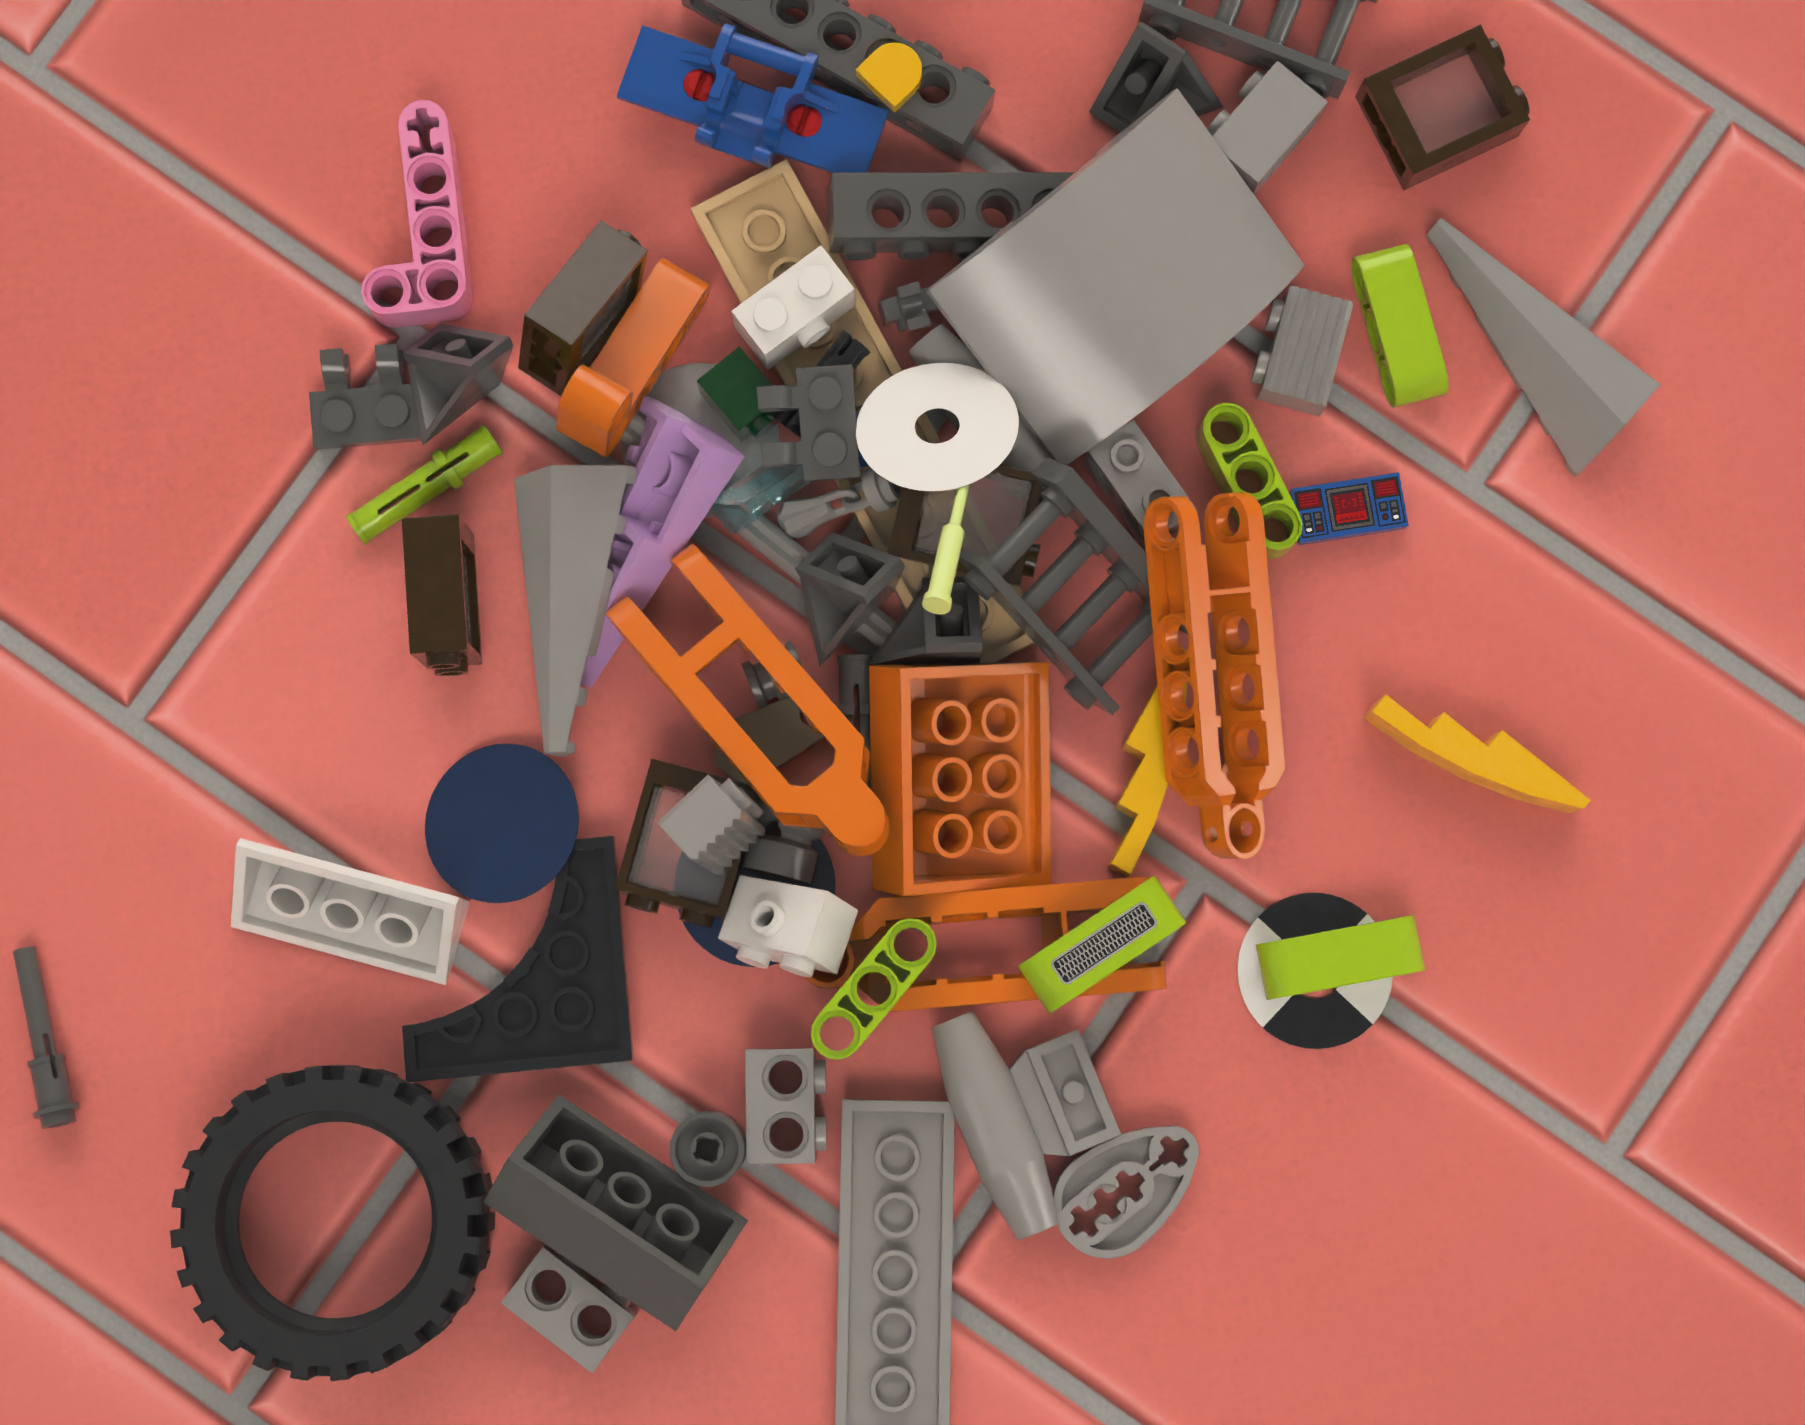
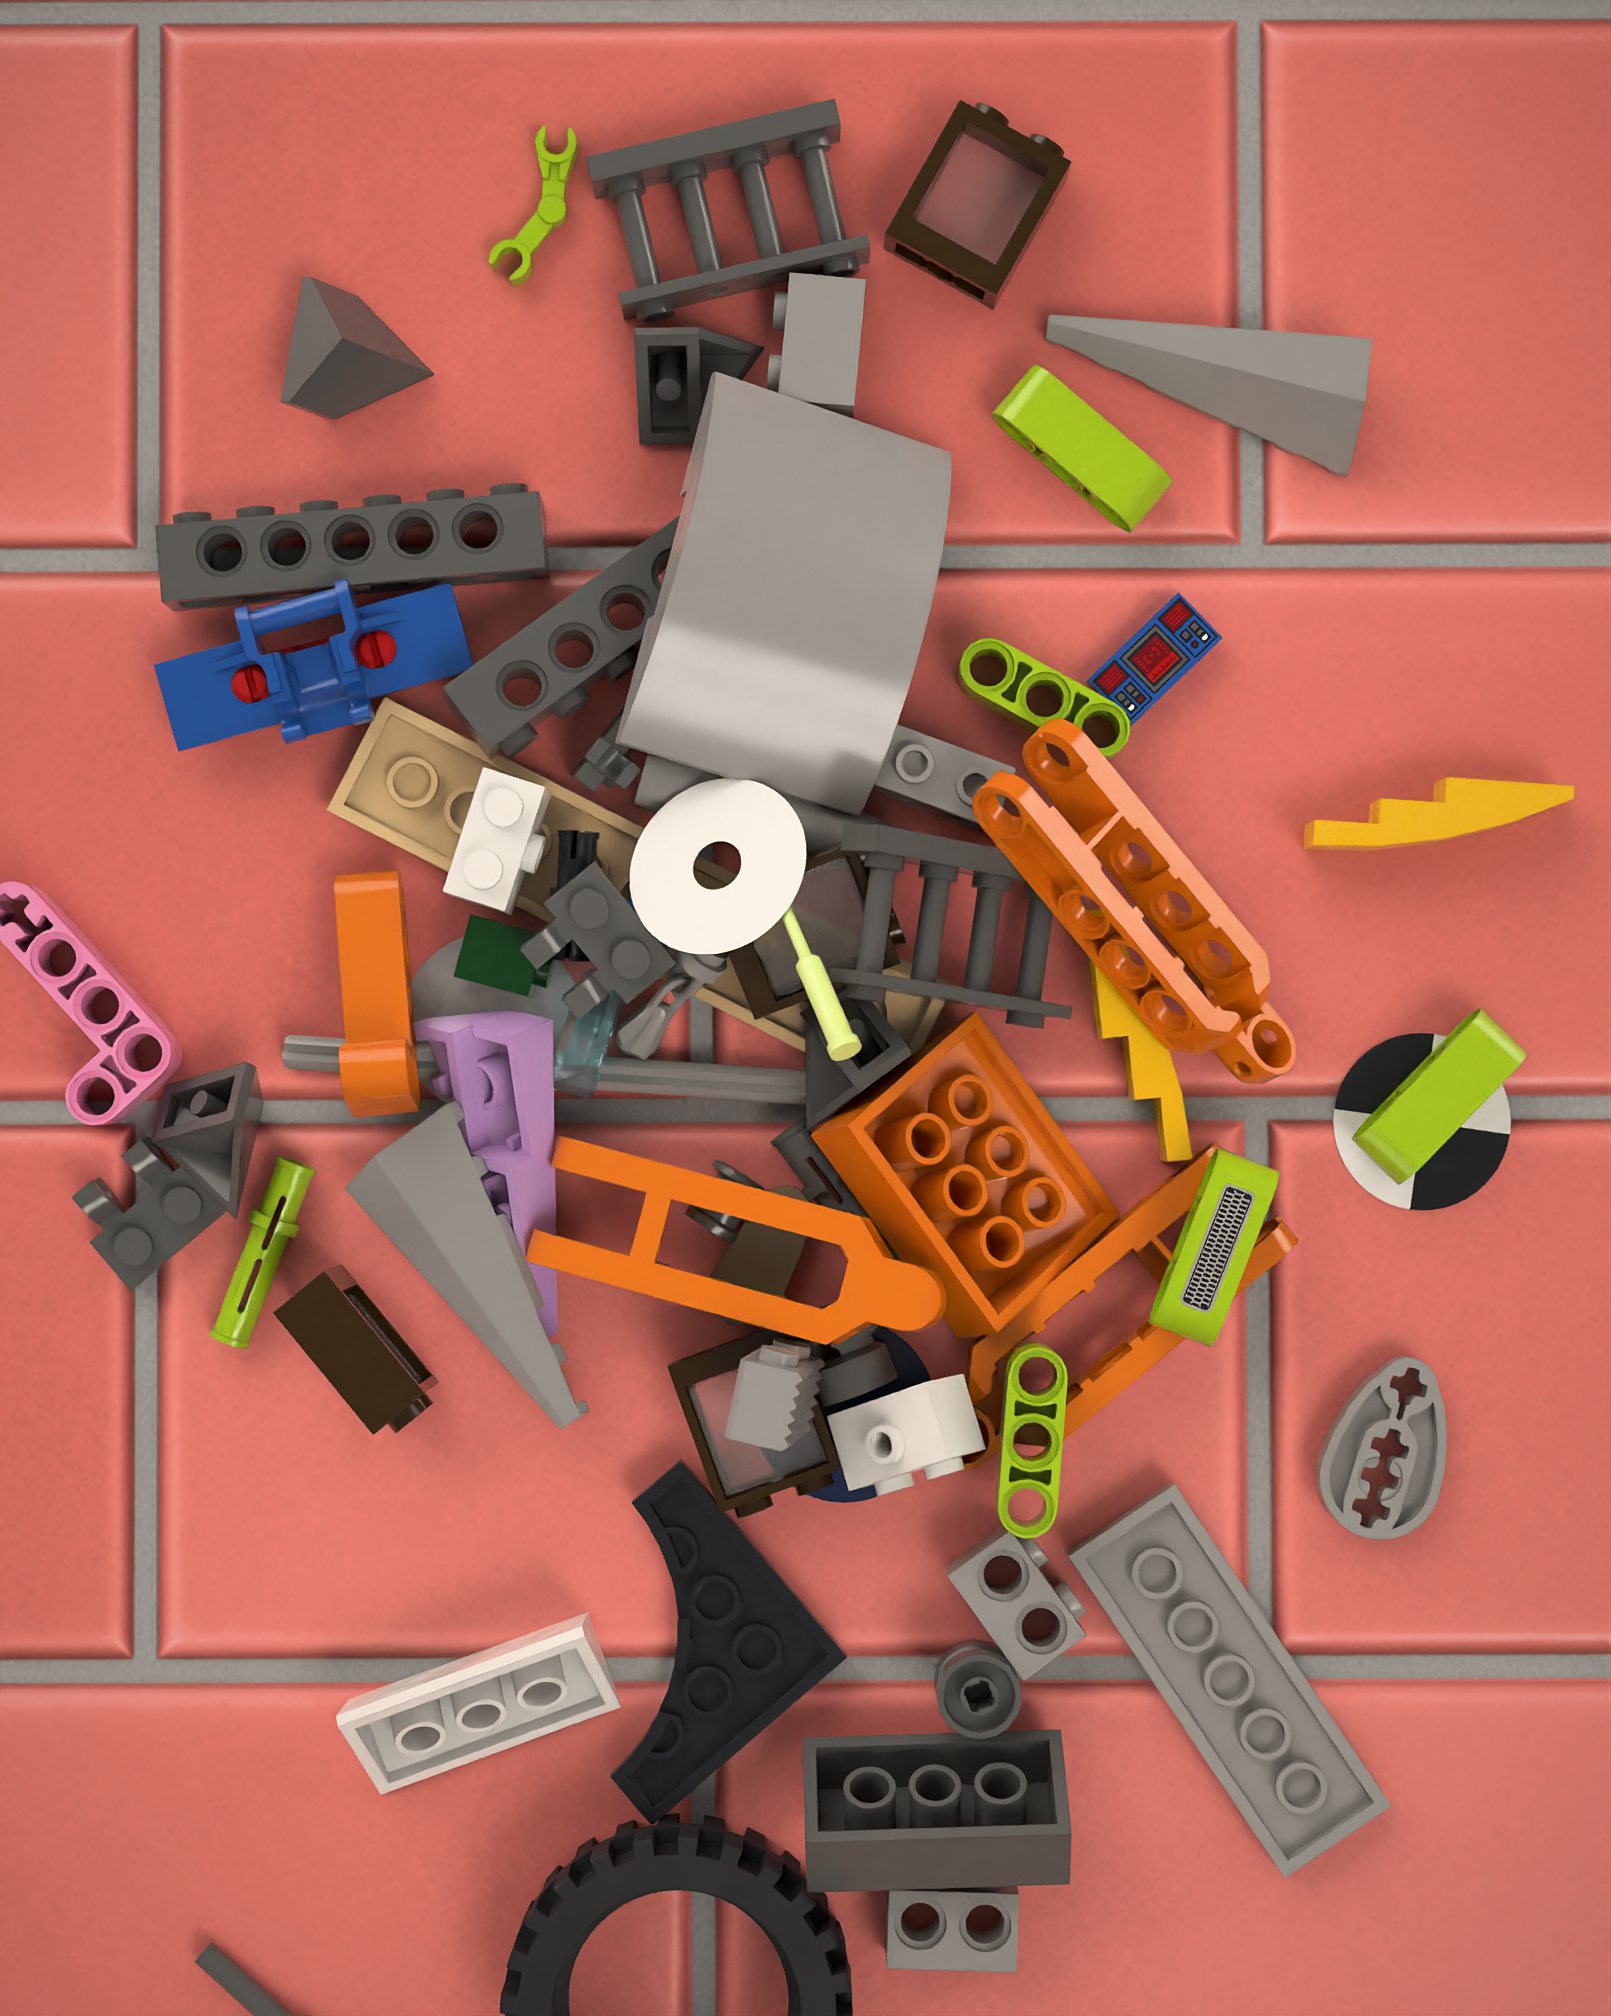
camera: 30 degrees left, 5 degrees up
(501, 823) = (566, 1521): dark blue sticker -> none
(581, 306) = (296, 984): window -> none
(843, 587) = (732, 1076): dark grey slope -> none
(892, 74) = (430, 546): yellow tile -> none
(1019, 1113) = (1240, 1456): light grey plate -> none
(1303, 350) = (1007, 538): light grey brick -> none

